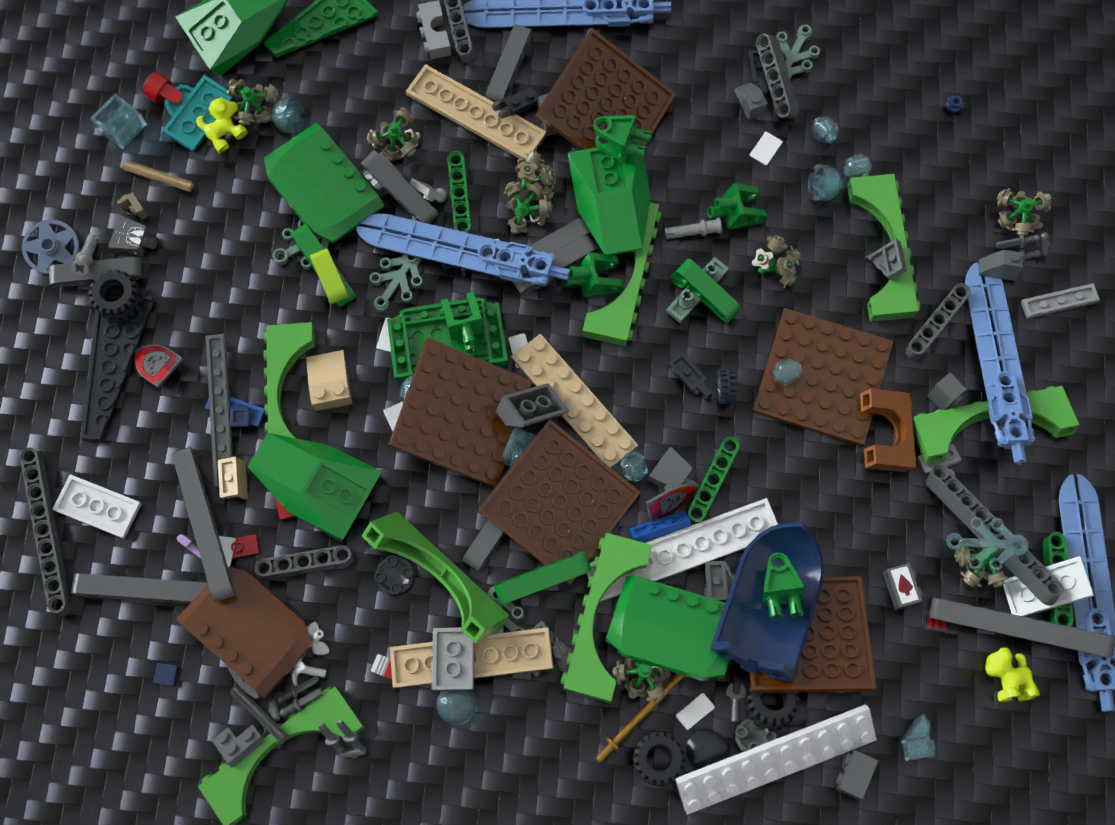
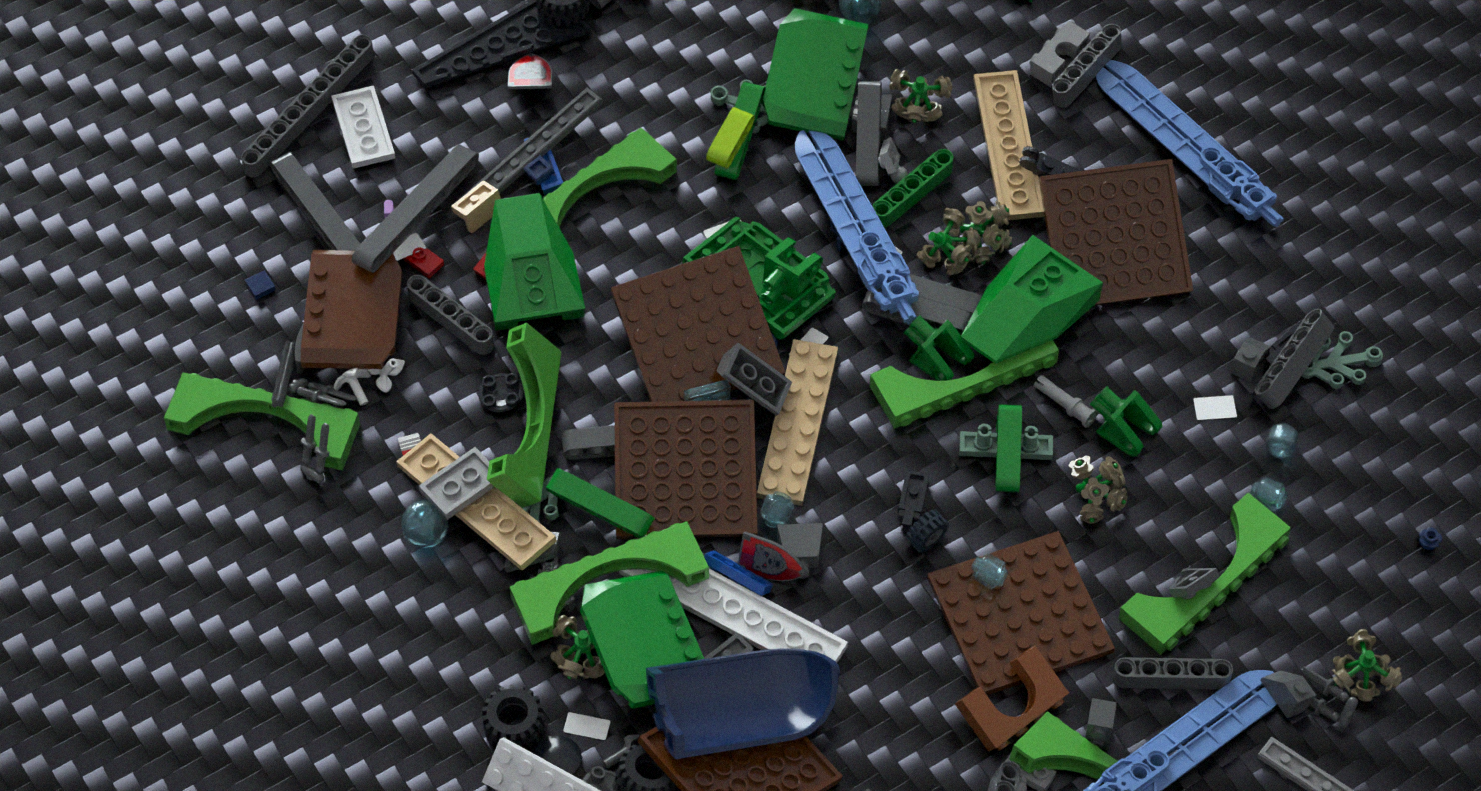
camera: 50 degrees right, 15 degrees down
(236, 748) = (241, 375): dark grey plate -> none
(328, 380) = (634, 215): tan slope -> none
(397, 277) = (784, 198): sand green plant -> none
(509, 63) = (1086, 135): dark grey beam -> none
(613, 744) = (496, 675): pearl gold bar -> none
(620, 137) = (1084, 258): green piece -> none
(715, 472) = (832, 578): green beam -> none
(782, 587) = (760, 695): green piece -> none
(824, 183) = (1223, 478): clear light blue cylinder -> none

